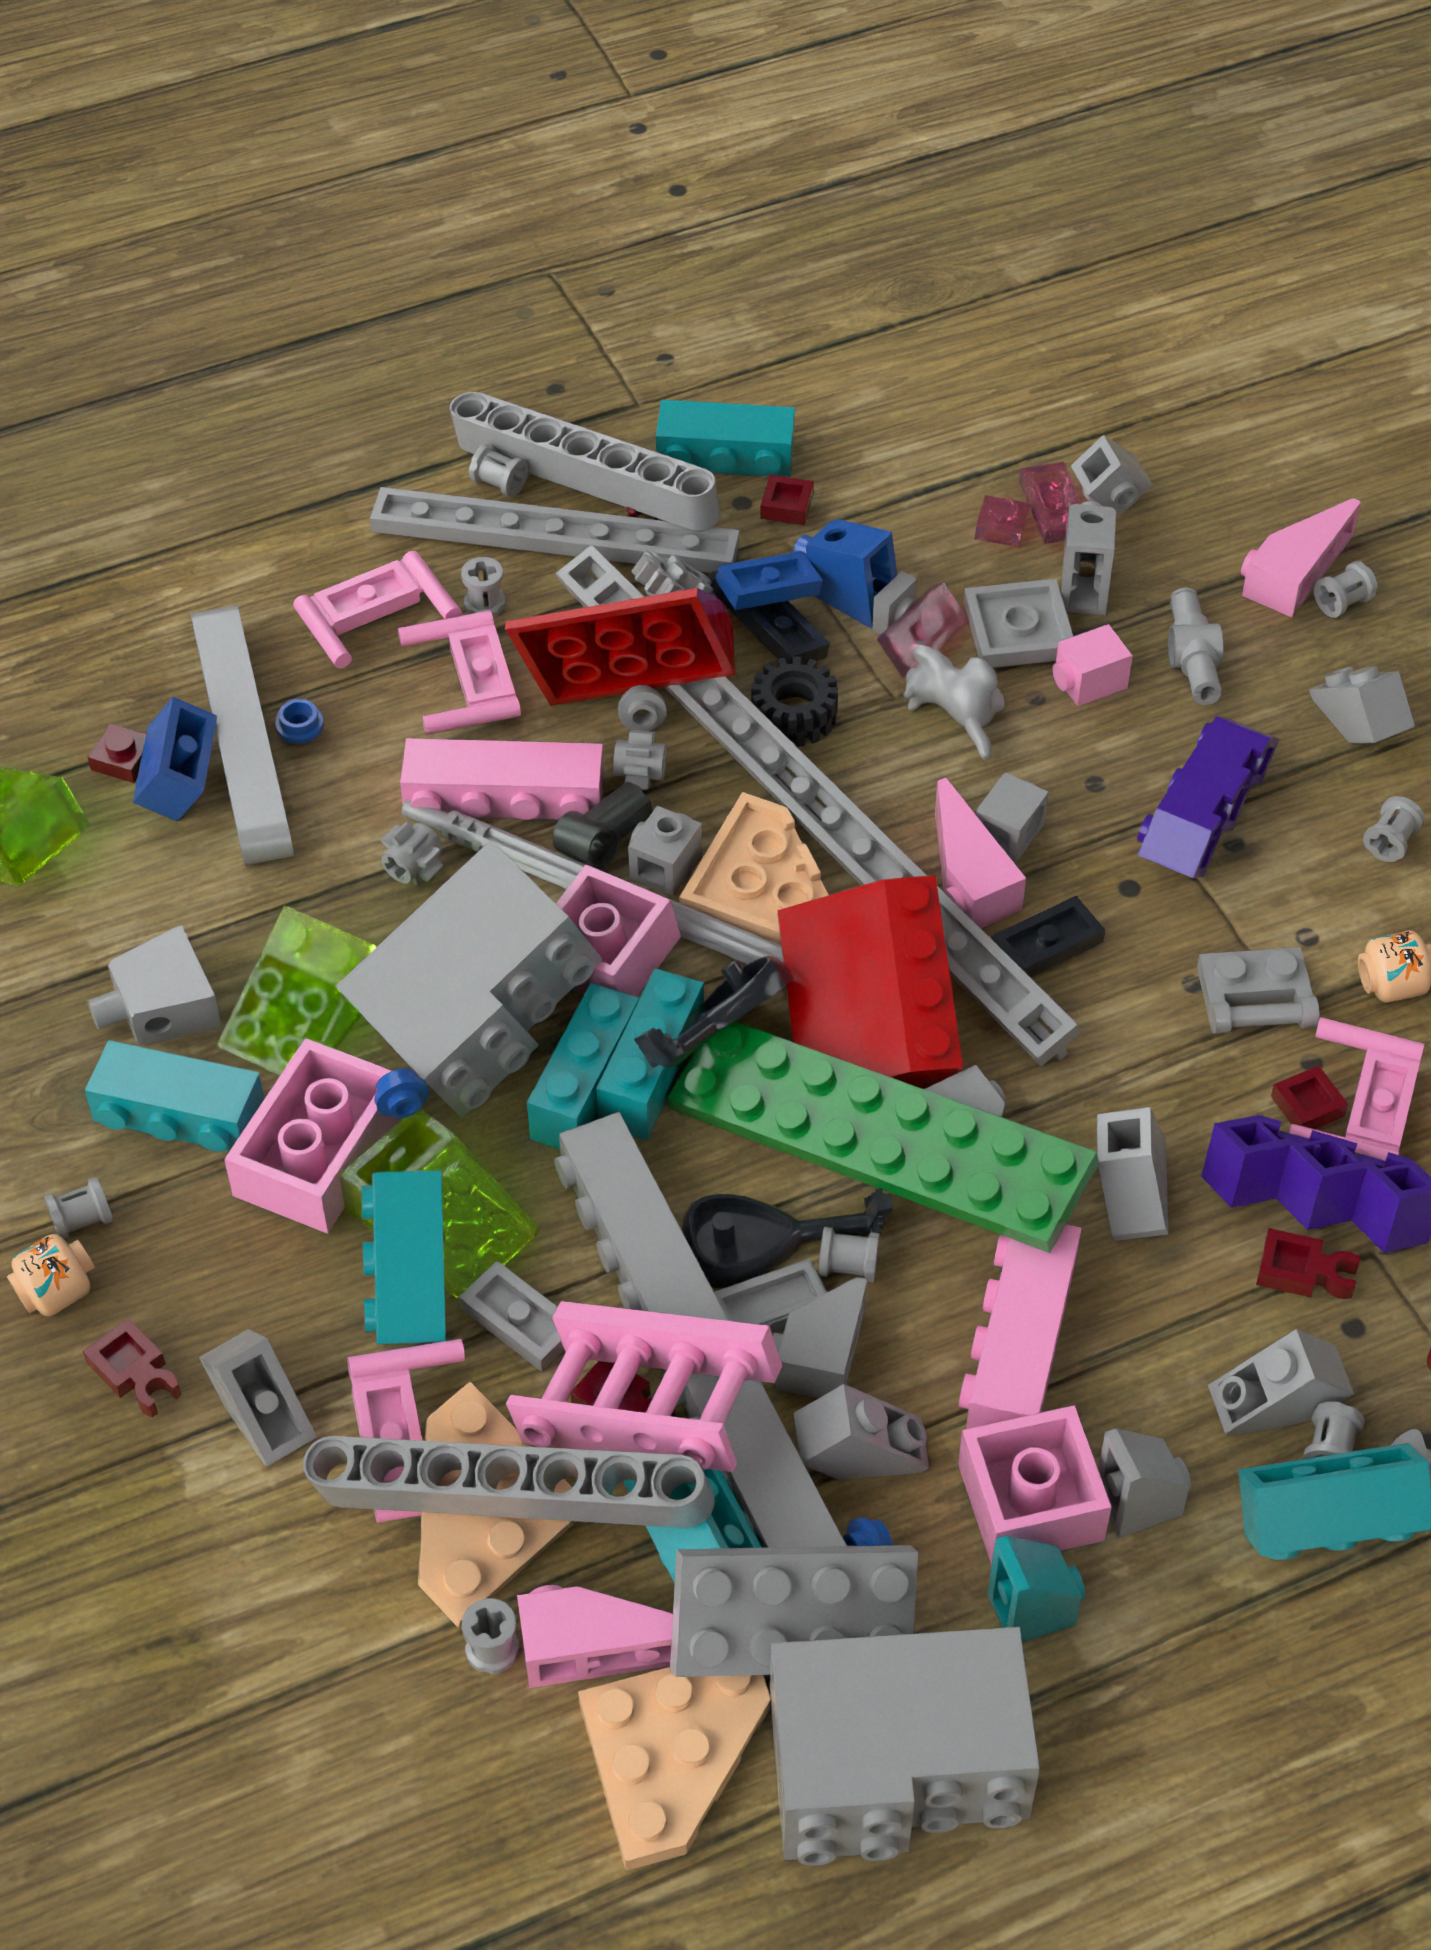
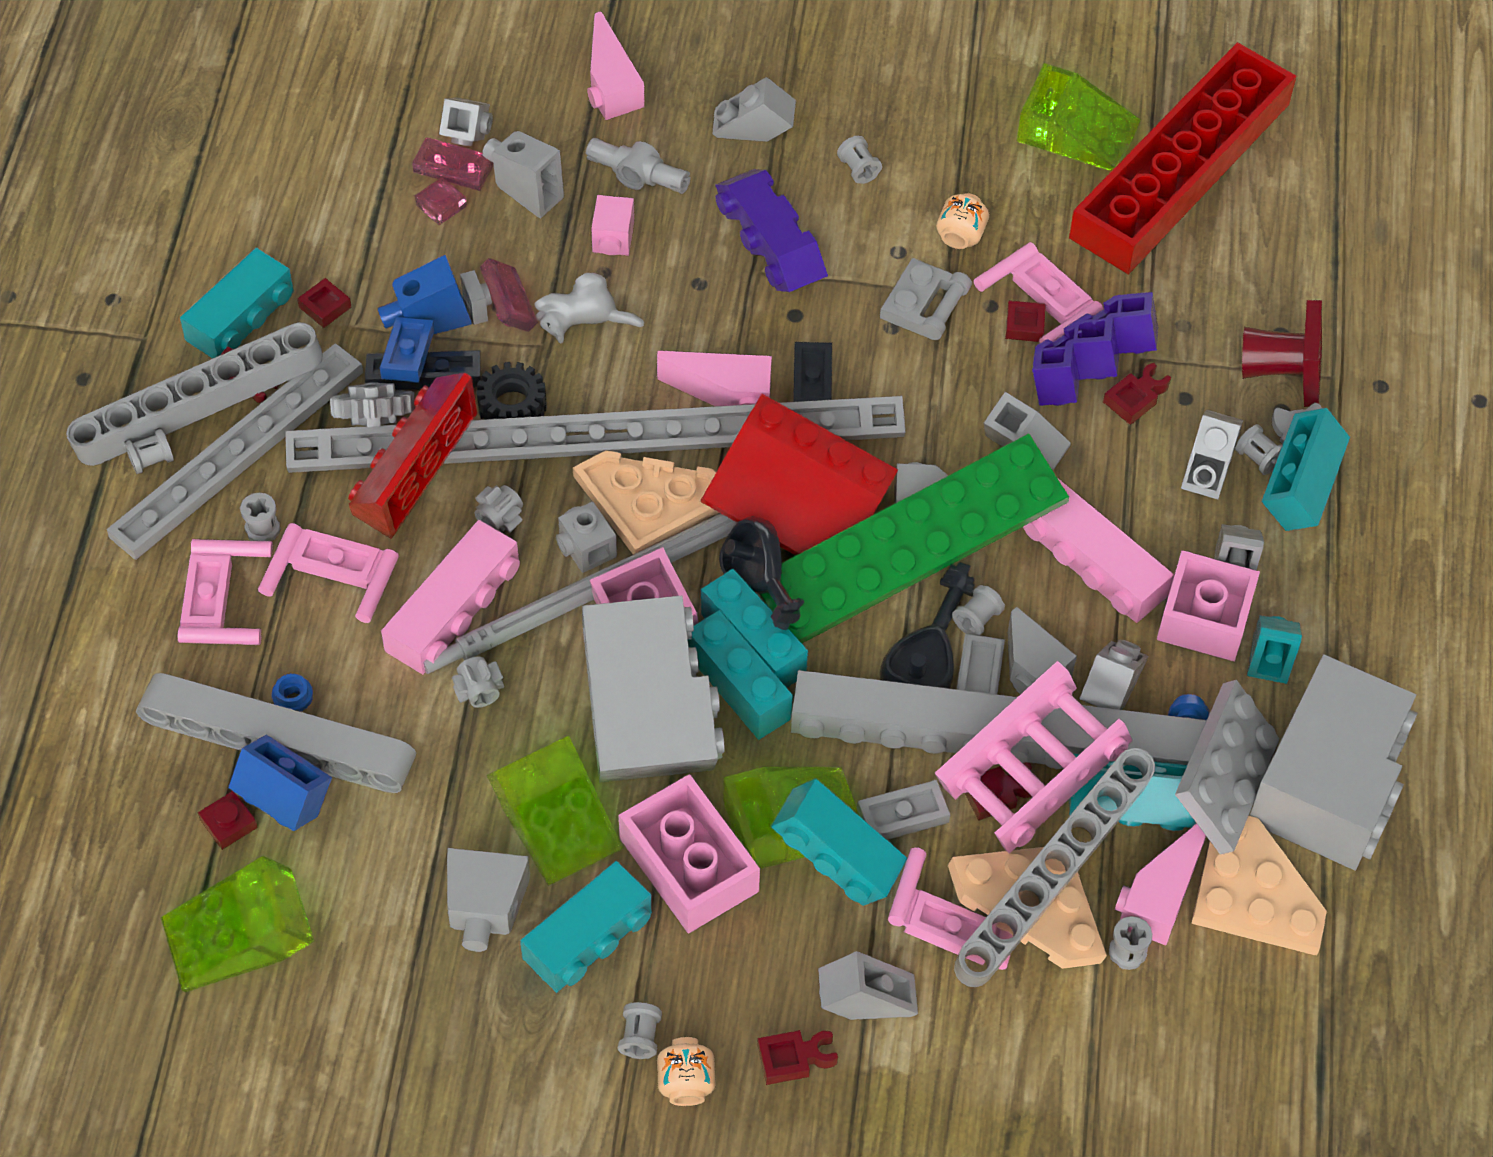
camera: 60 degrees left, 5 degrees up
(400, 1093) = (716, 778): blue plate -> none
(597, 833) = (541, 566): pearl dark grey piece -> none
(642, 698) = (449, 485): light grey plate -> none
(1014, 813) = (703, 332): light grey brick -> none
(1017, 622) = (543, 242): light grey plate -> none
(1345, 589) = (653, 65): light grey bush -> none

